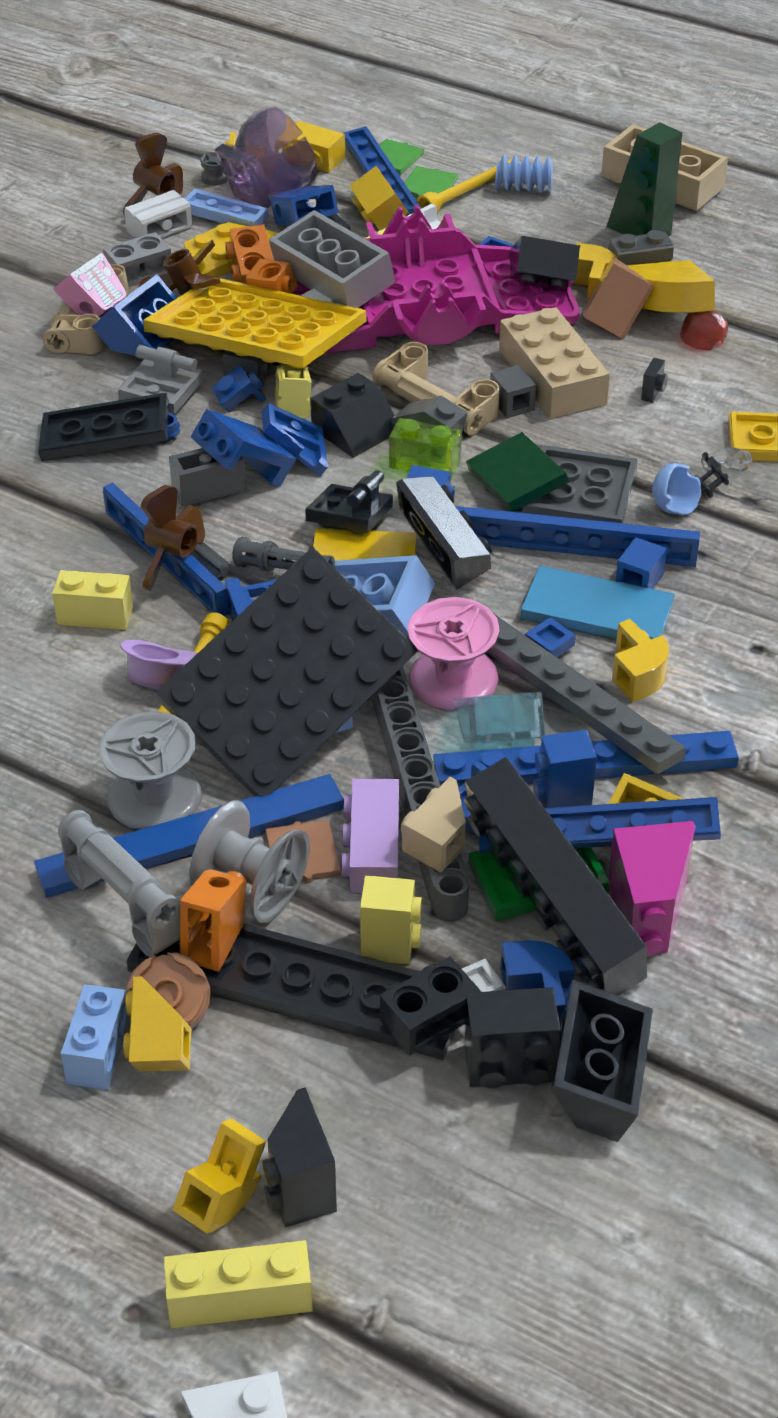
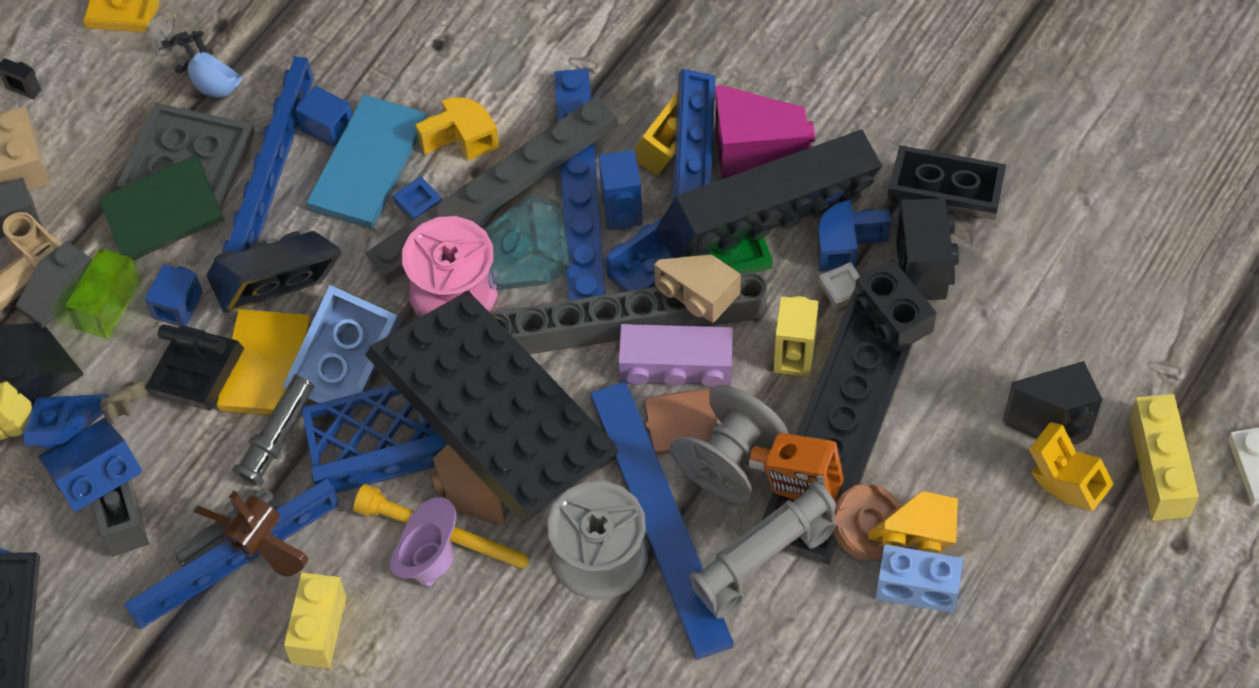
camera: 85 degrees left, 15 degrees up
(310, 462) = (117, 403): none -> dark tan arm

